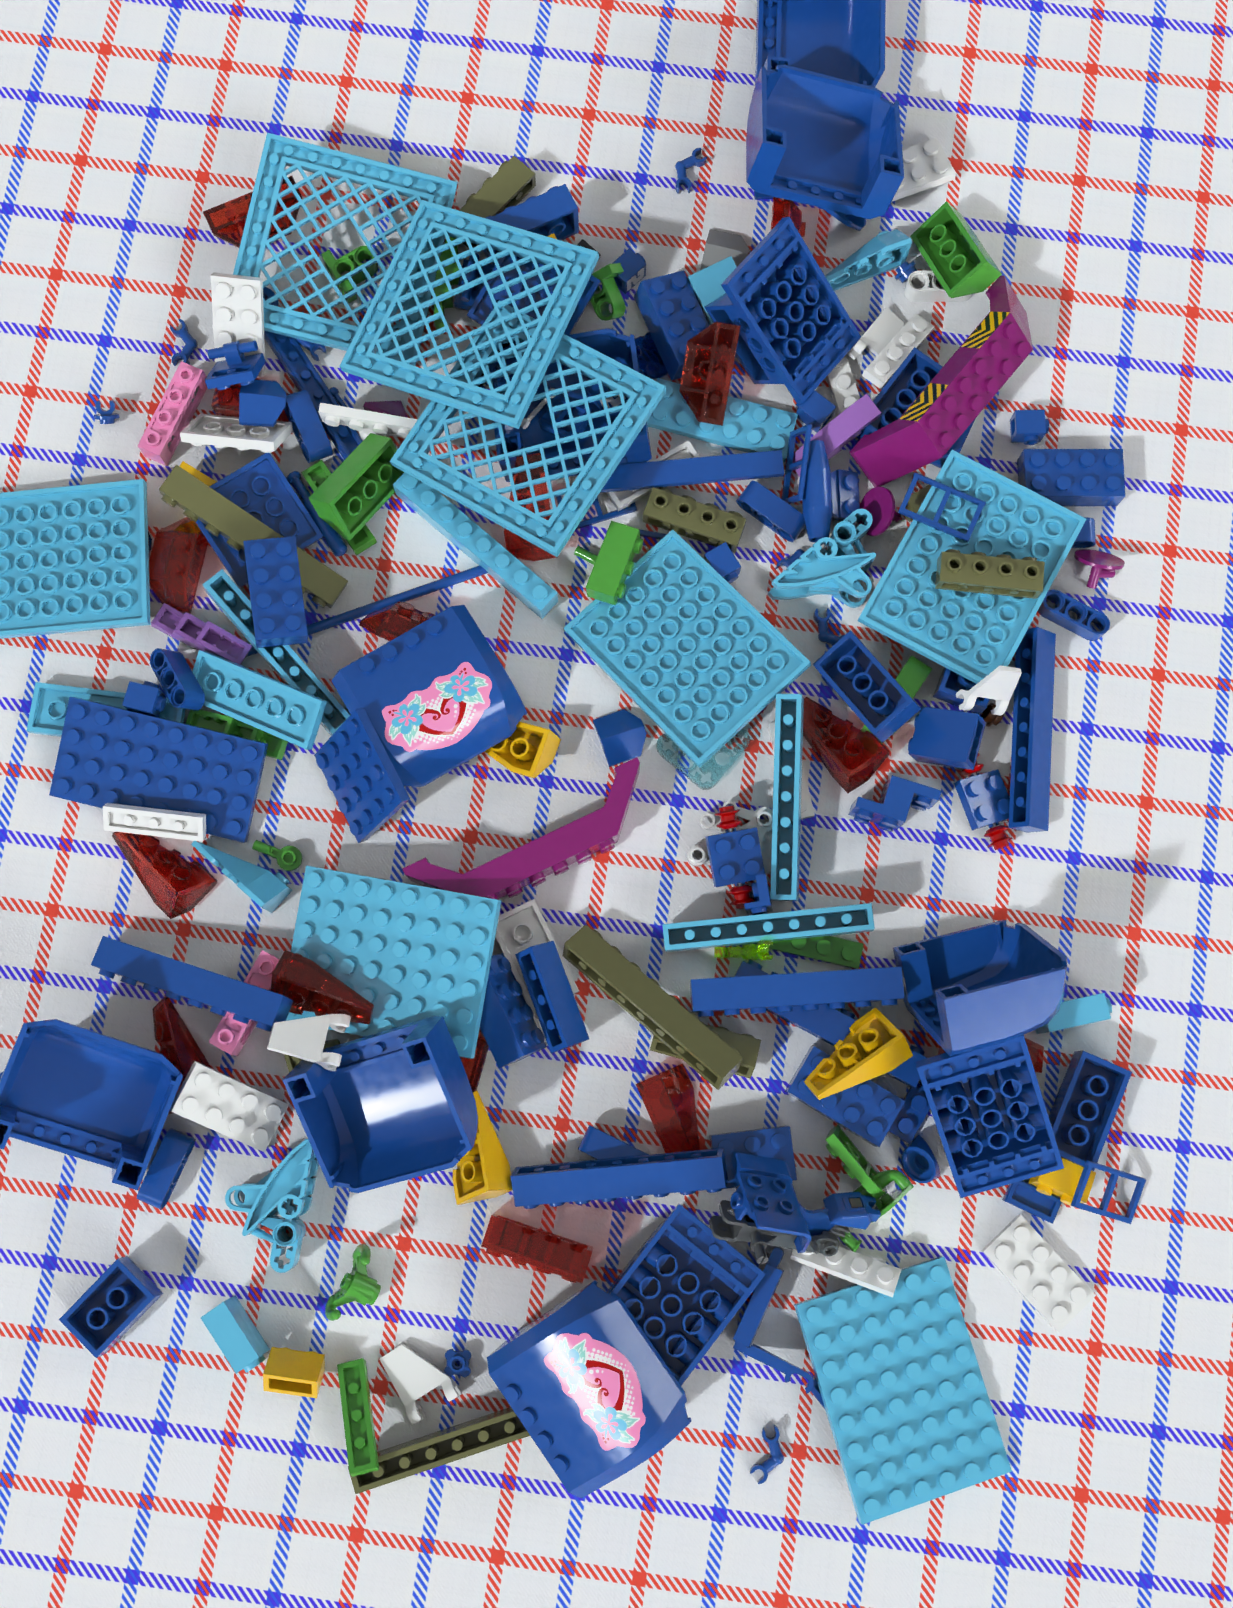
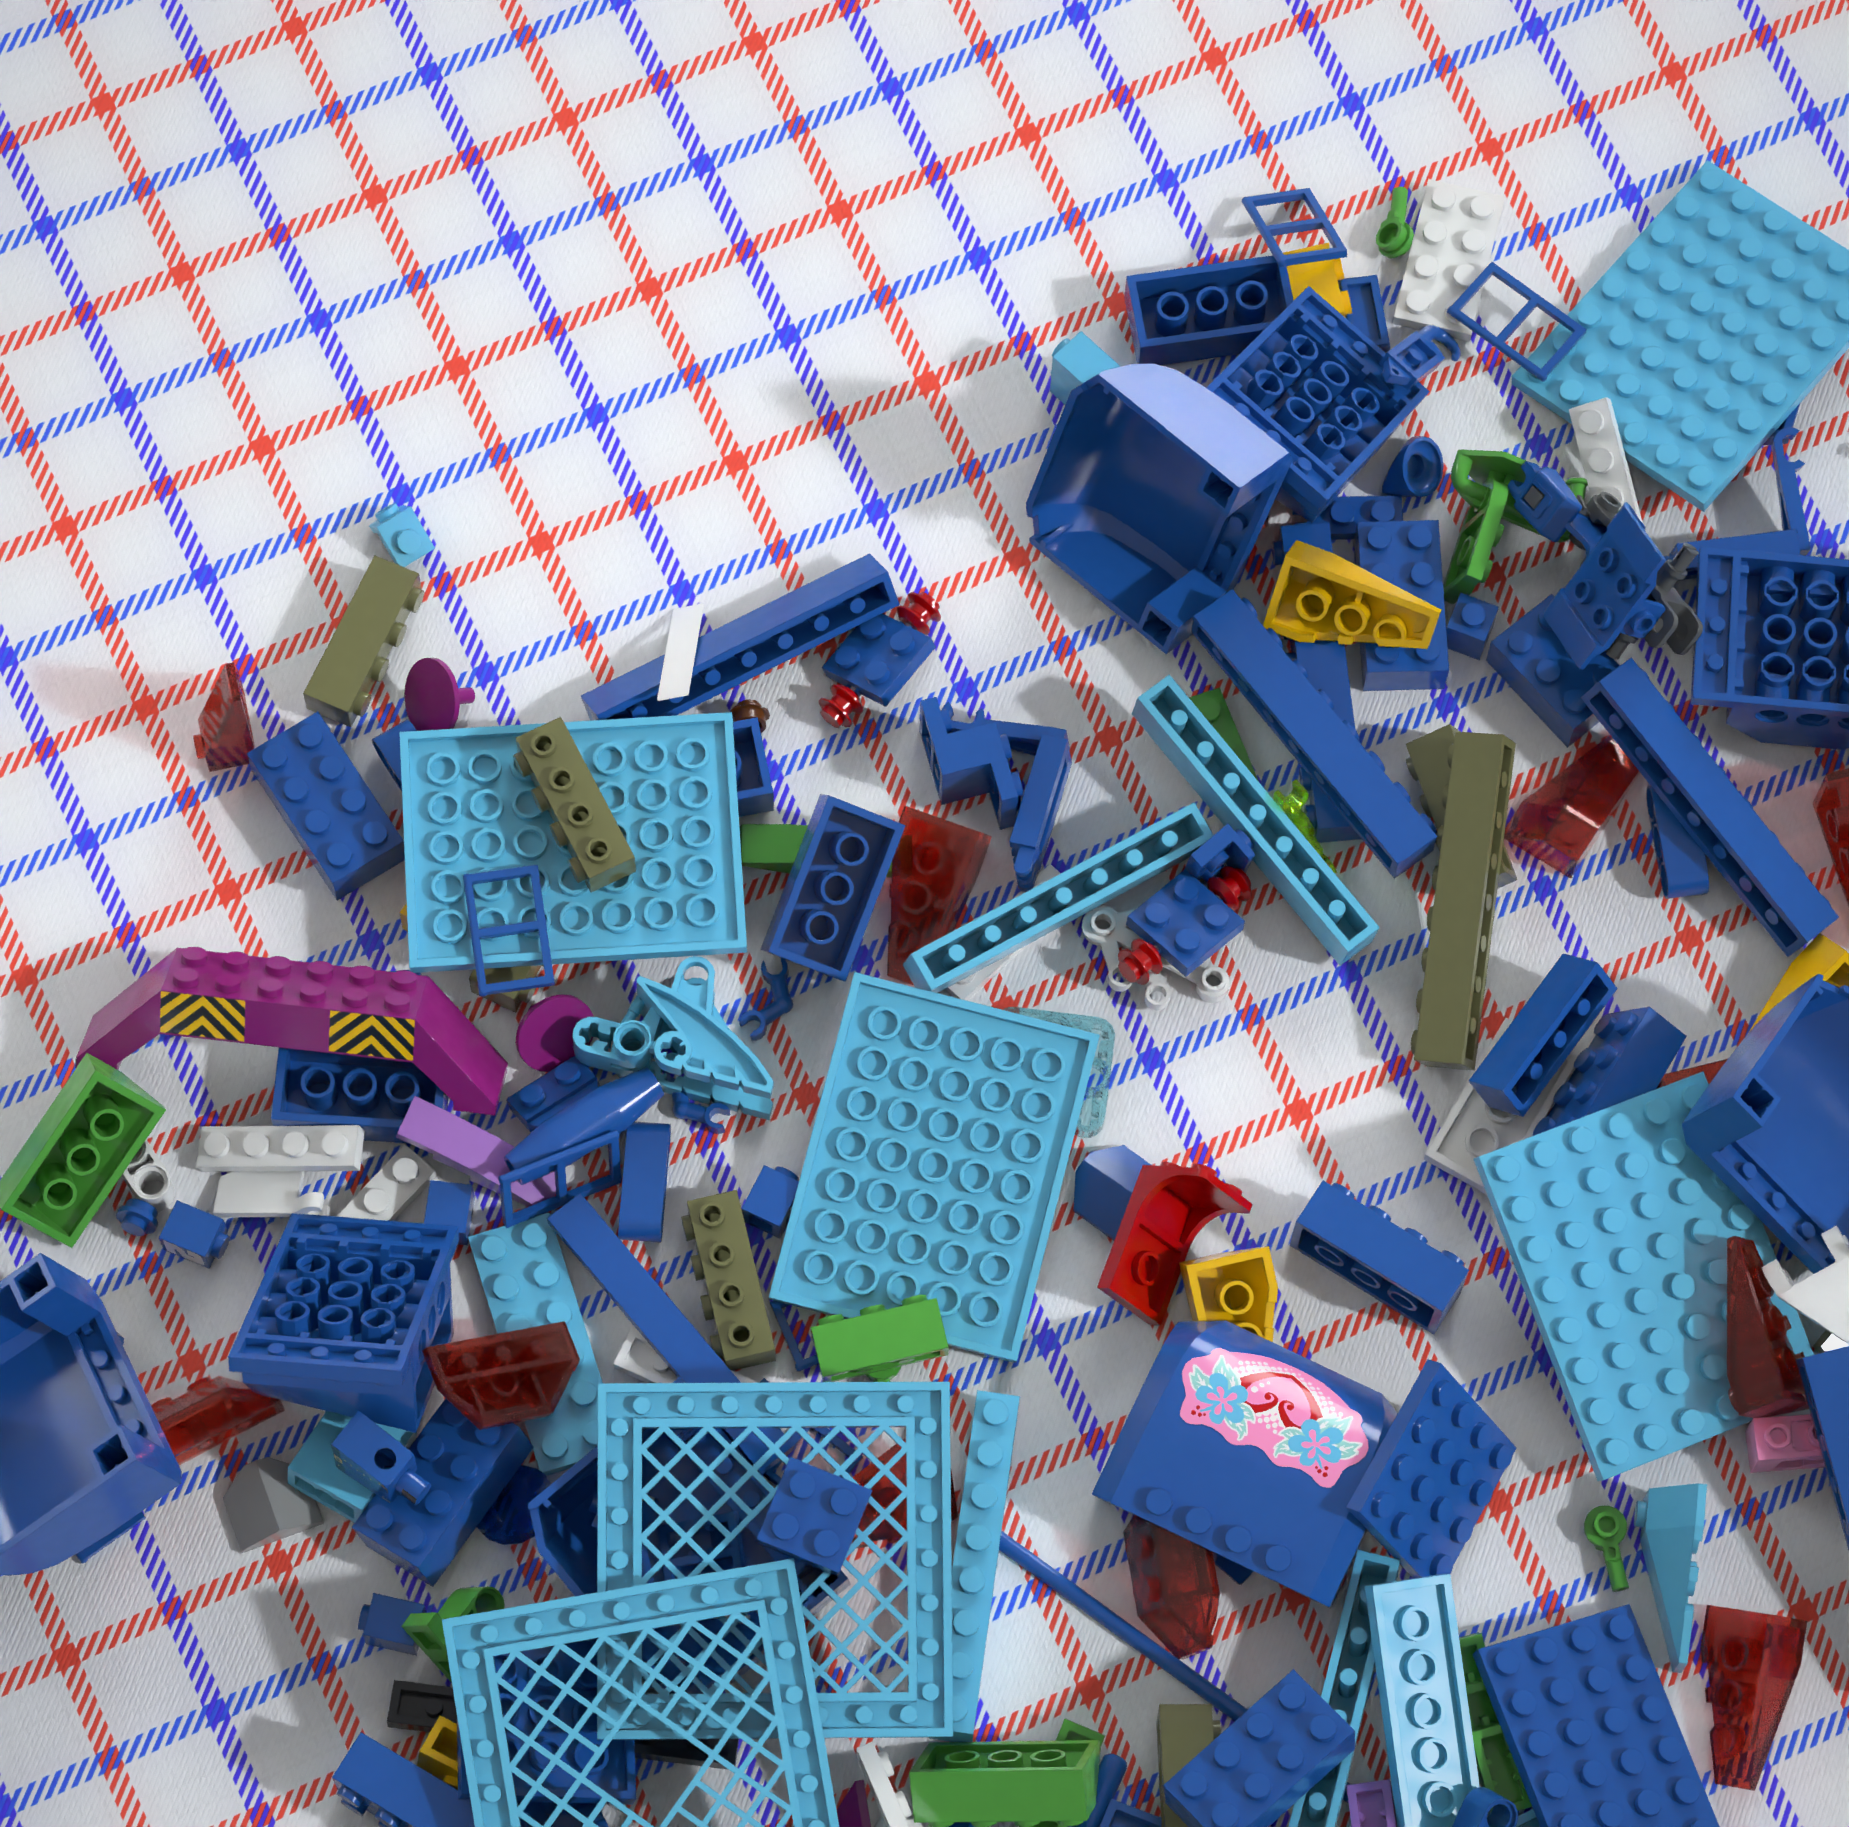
camera: 125 degrees left, 10 degrees down
(154, 822) = (1693, 1738): white plate -> none
(494, 834) = (1379, 1256): none -> blue brick
(530, 445) = (813, 1516): none -> blue brick
(543, 855) = (1322, 1145): magenta slope -> none
(579, 732) = (1157, 1232): none -> red bracket
(681, 167) = (166, 1656): blue arm -> none
(701, 284) = (364, 1453): none -> blue torso
(808, 1126) = (1470, 626): none -> blue brick
(855, 832) = (1041, 793): none -> blue hinge
(876, 257) = (134, 1268): medium azure wedge -> none
(880, 290) = (194, 1235): none -> blue brick
(946, 737) = (830, 747): blue brick -> none
(981, 1300) = (1534, 301): none -> blue window
(984, 1202) = (1417, 356): none -> blue plate
(996, 687) = (734, 703): white flag -> none
(1028, 426) = (282, 906): blue brick -> none
(1048, 695) = (680, 652): none -> white sticker
(1072, 1251) = (1394, 234): none -> bright green plate
(1085, 614) = (530, 674): blue beam -> none
(1150, 452) = (225, 724): none -> clear red wedge
(1153, 546) = (363, 641): none -> olive brick
(1205, 603) = (401, 534): none -> medium azure bracket

